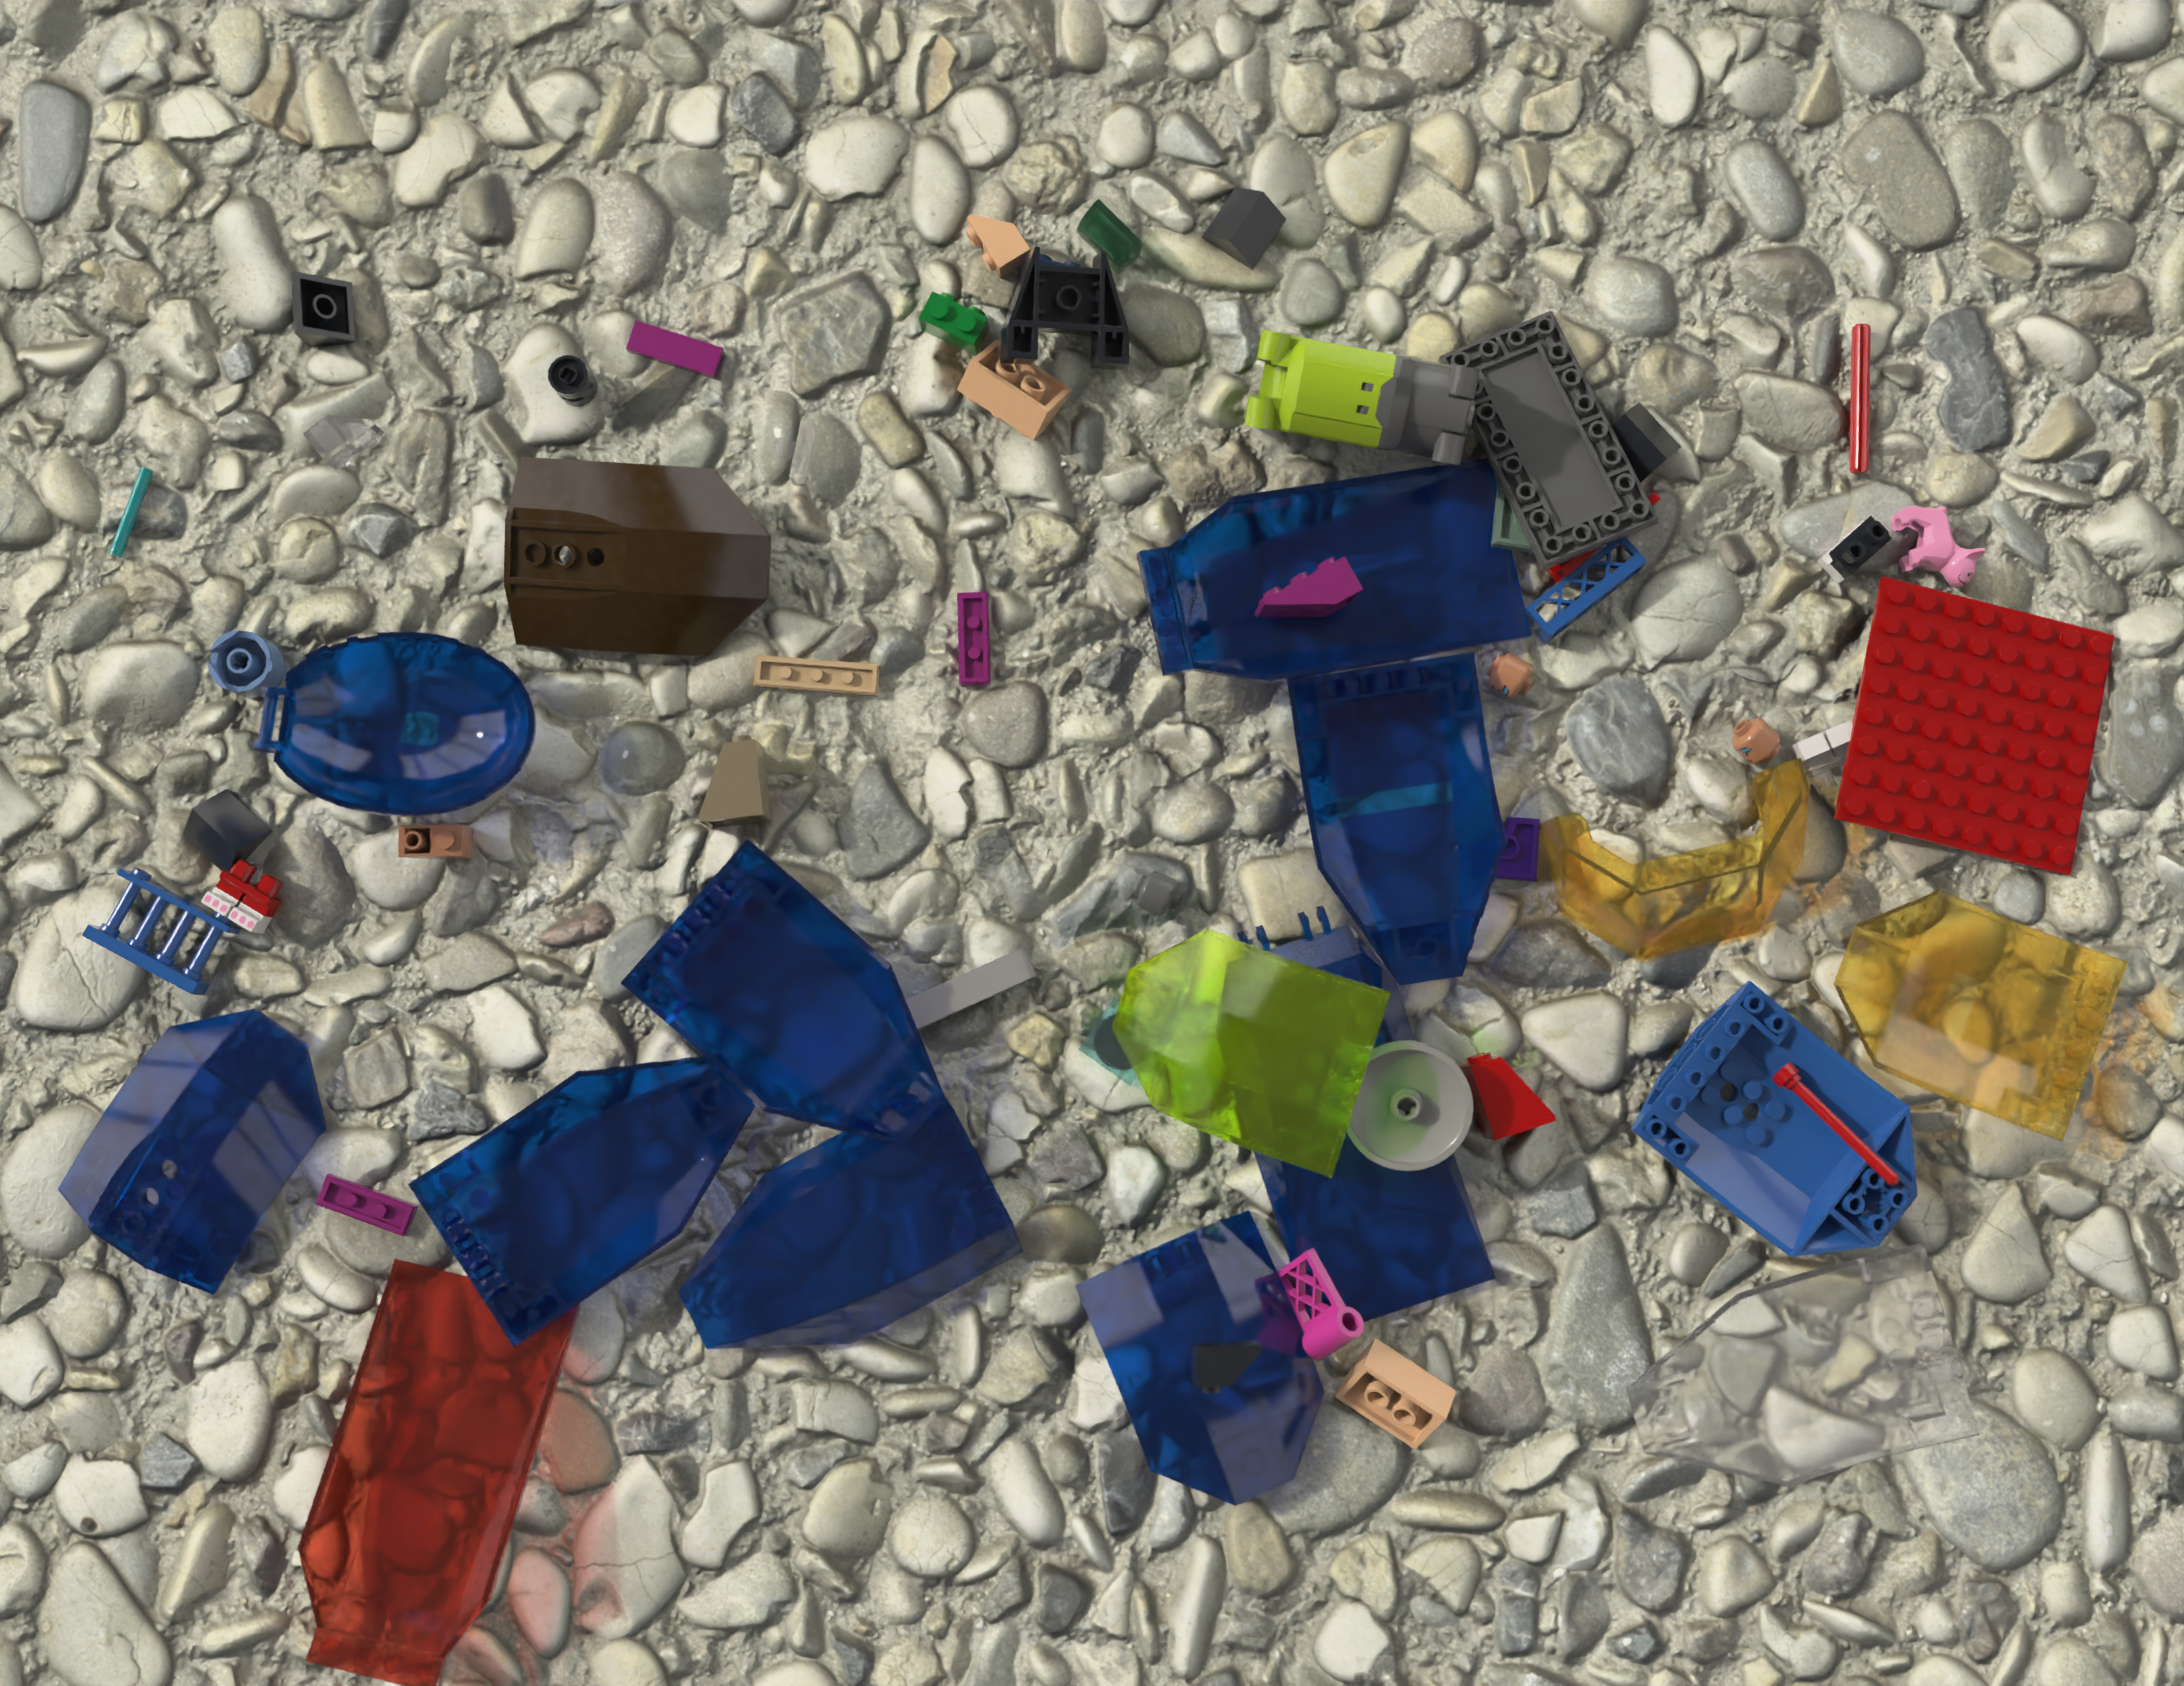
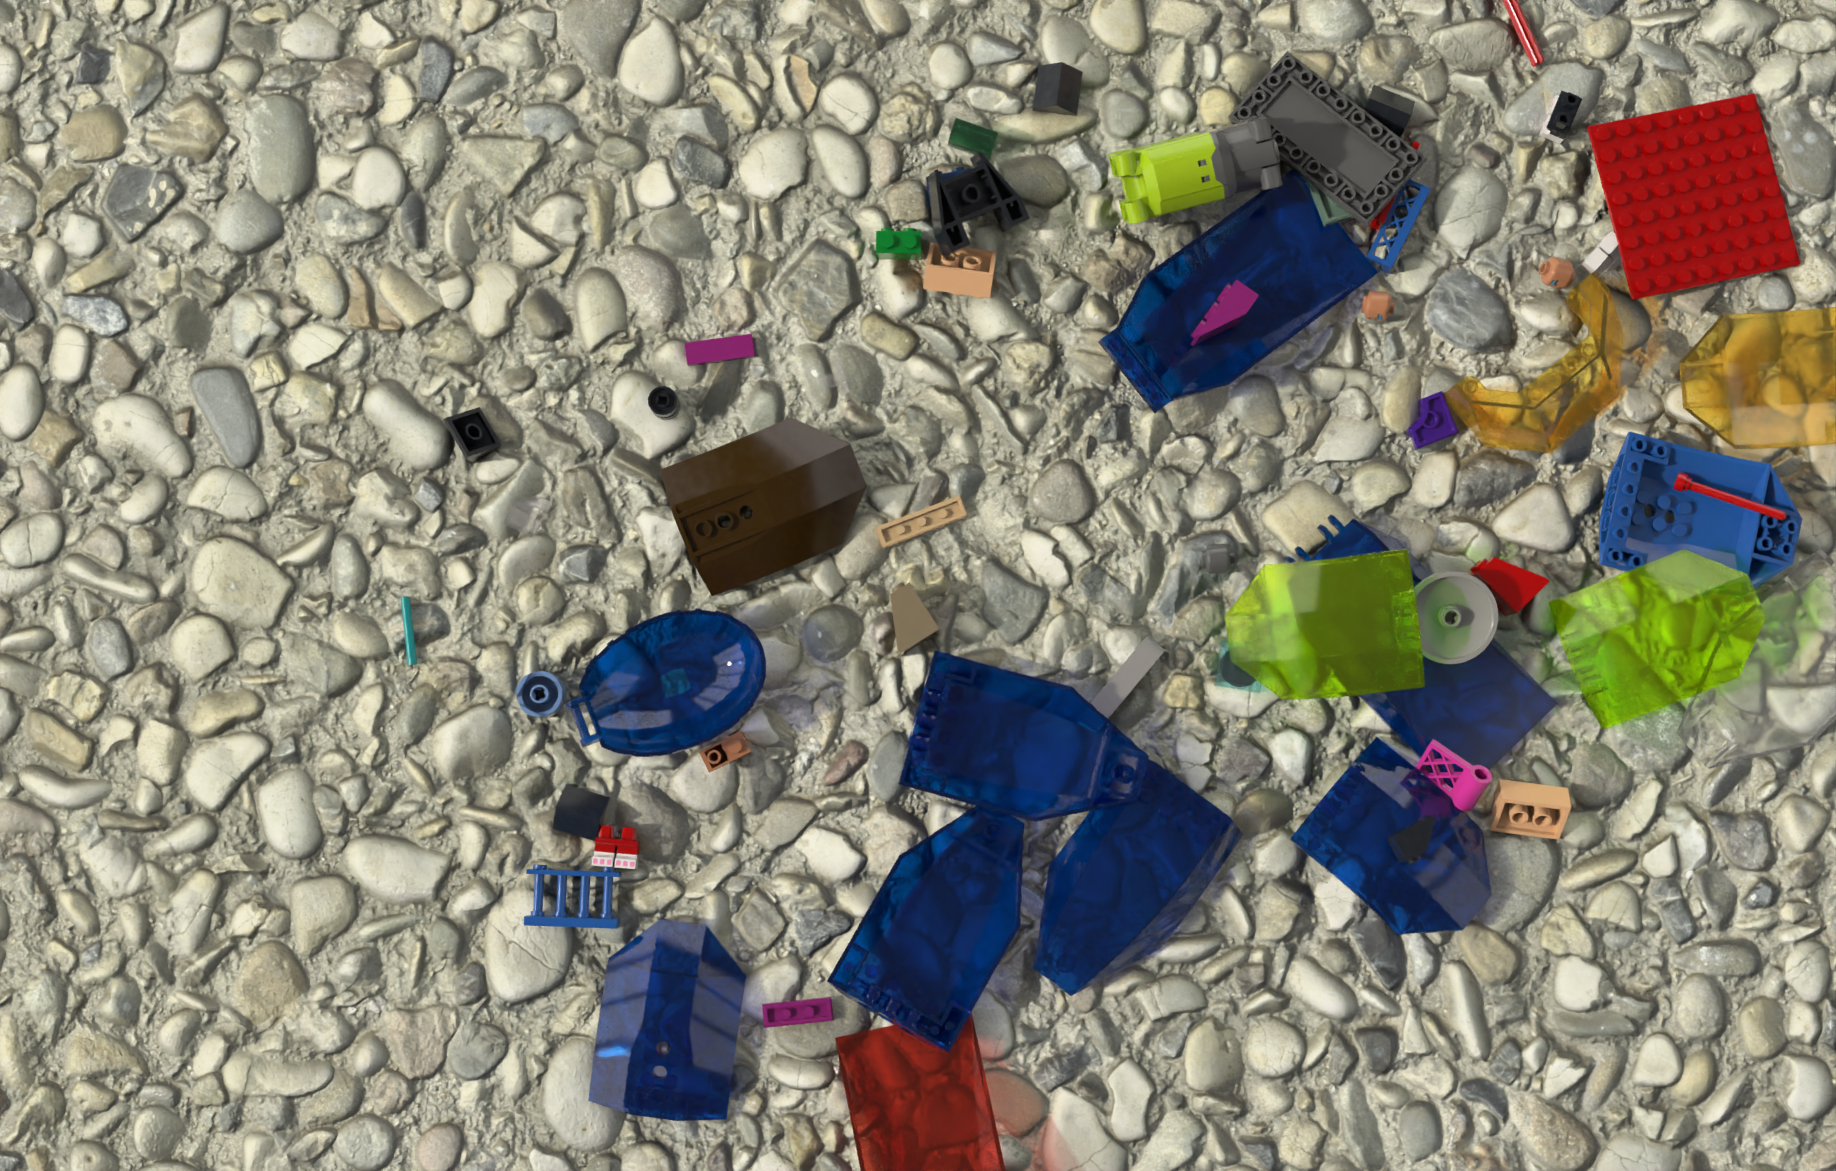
camera: 25 degrees left, 0 degrees up
(973, 638) = (1013, 448): magenta tile -> none
(1000, 242) = (902, 177): light nougat slope -> none
(1402, 806) = (1350, 424): clear blue windscreen -> none
(1664, 1253) = (1658, 634): none -> clear neon green windscreen
(1935, 545) = (1612, 89): bright pink animal -> none

